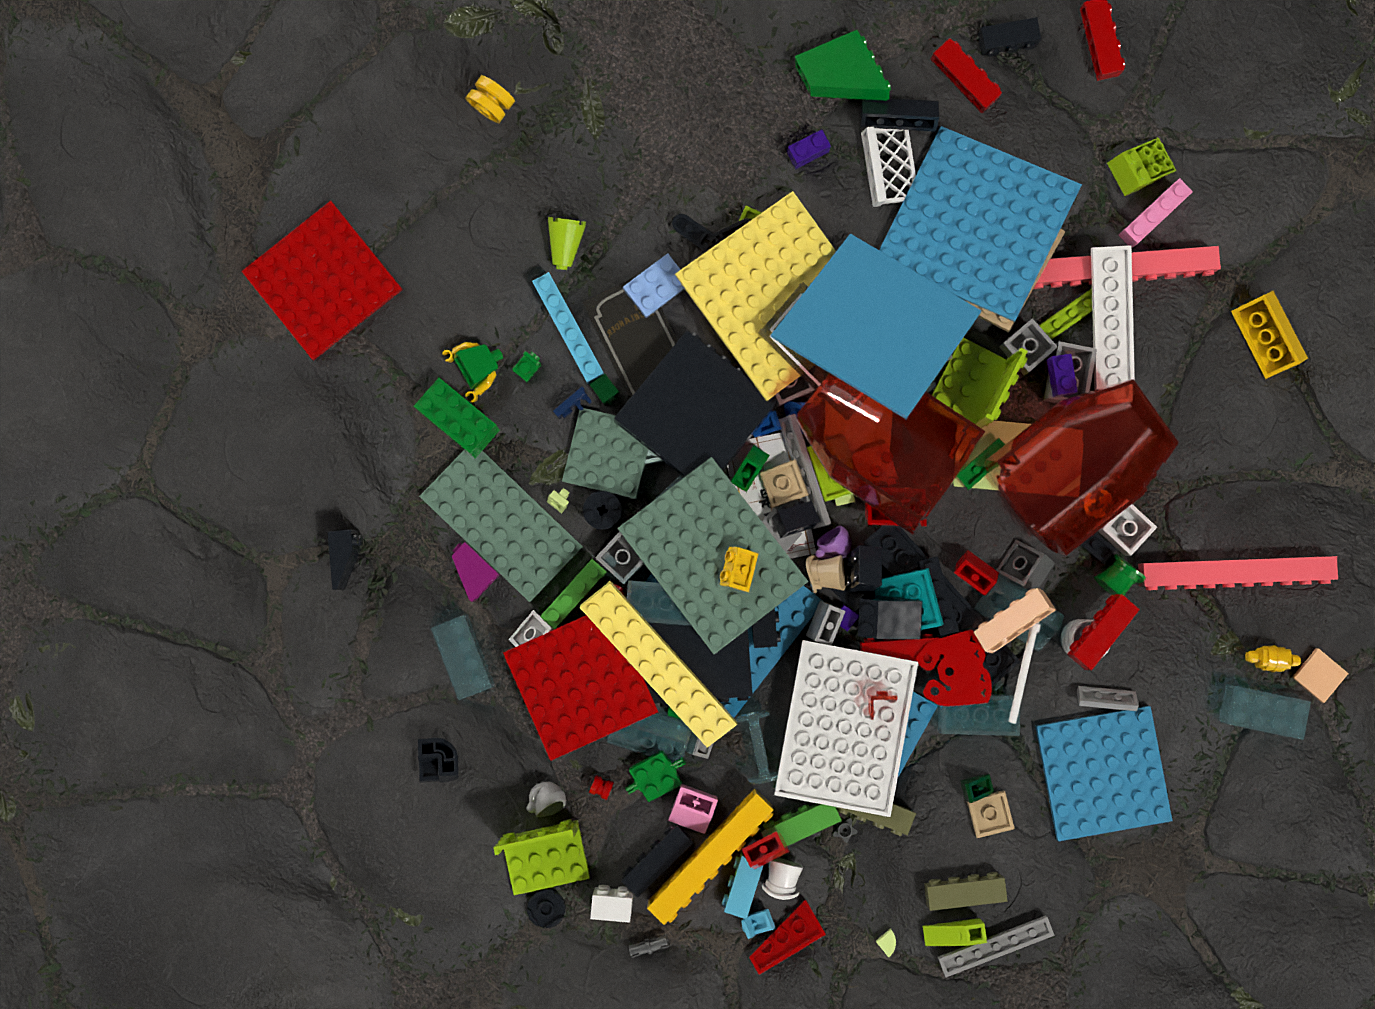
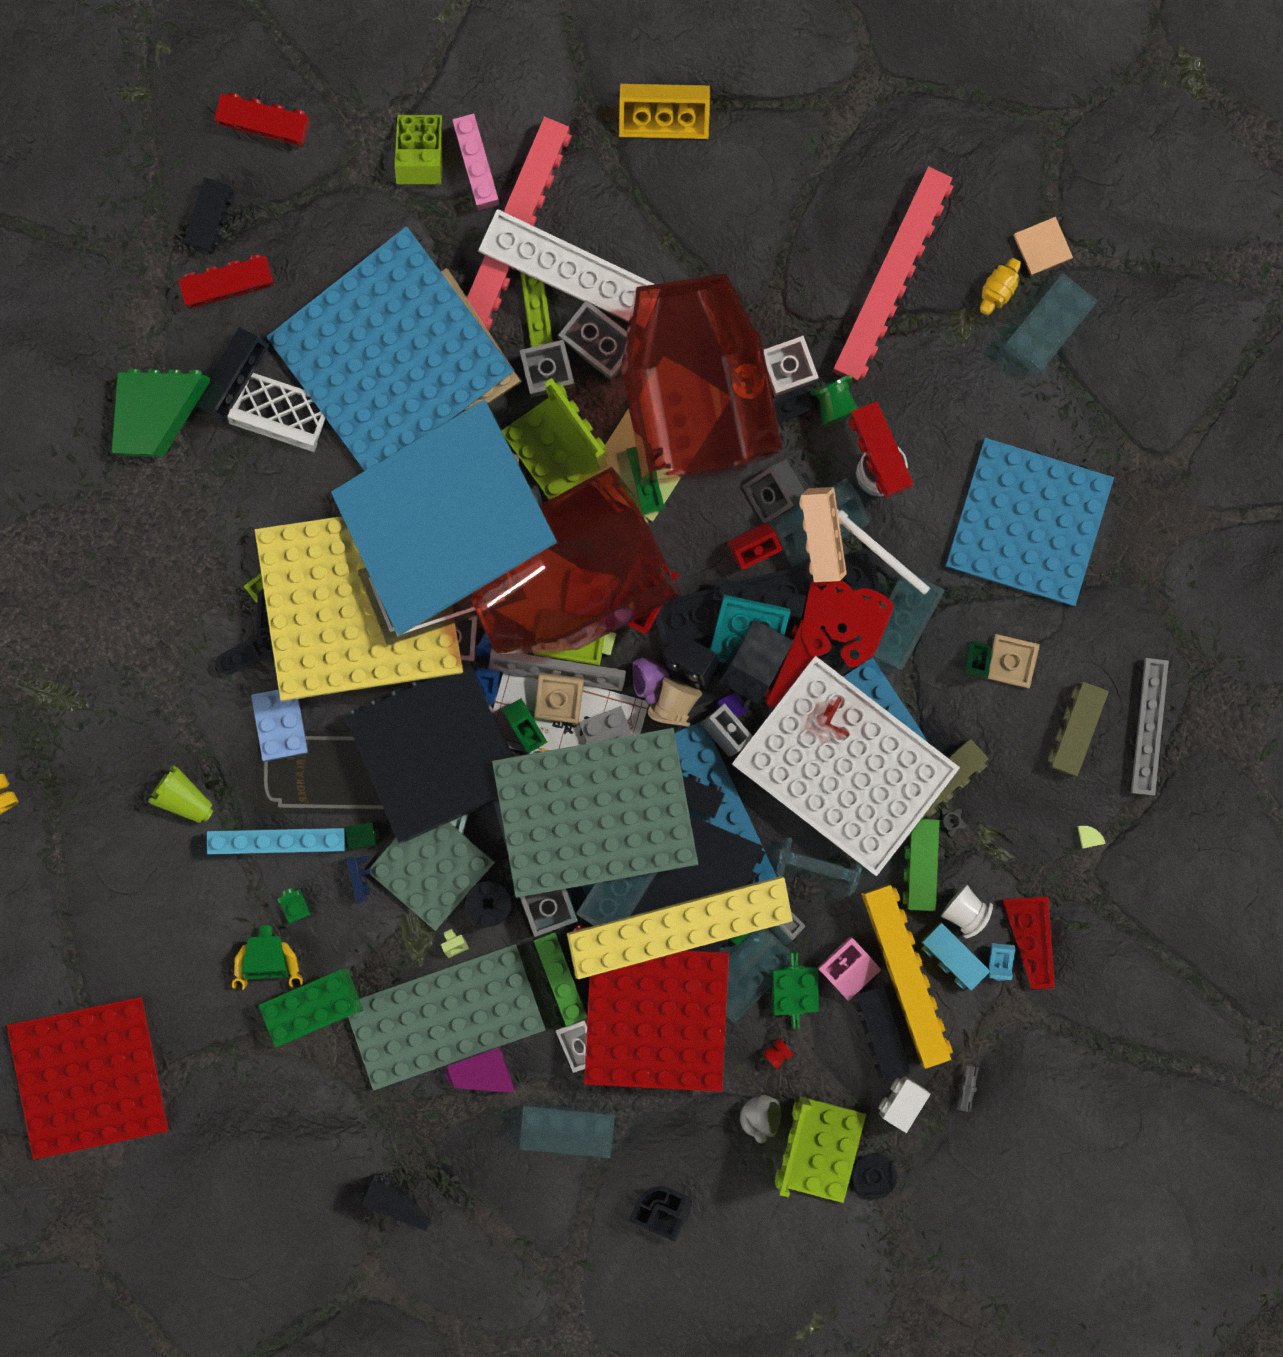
camera: 70 degrees left, 0 degrees up
(738, 568) = (622, 793): yellow bracket -> none
(765, 850) = (928, 914): red brick -> none
(795, 519) = (601, 705): black brick -> none
(808, 149) = (218, 488): dark purple brick -> none
(955, 933) = (1115, 762): lime slope -> none
(1062, 375) = (595, 352): dark purple brick -> none
(1107, 698) = (954, 478): light grey plate -> none

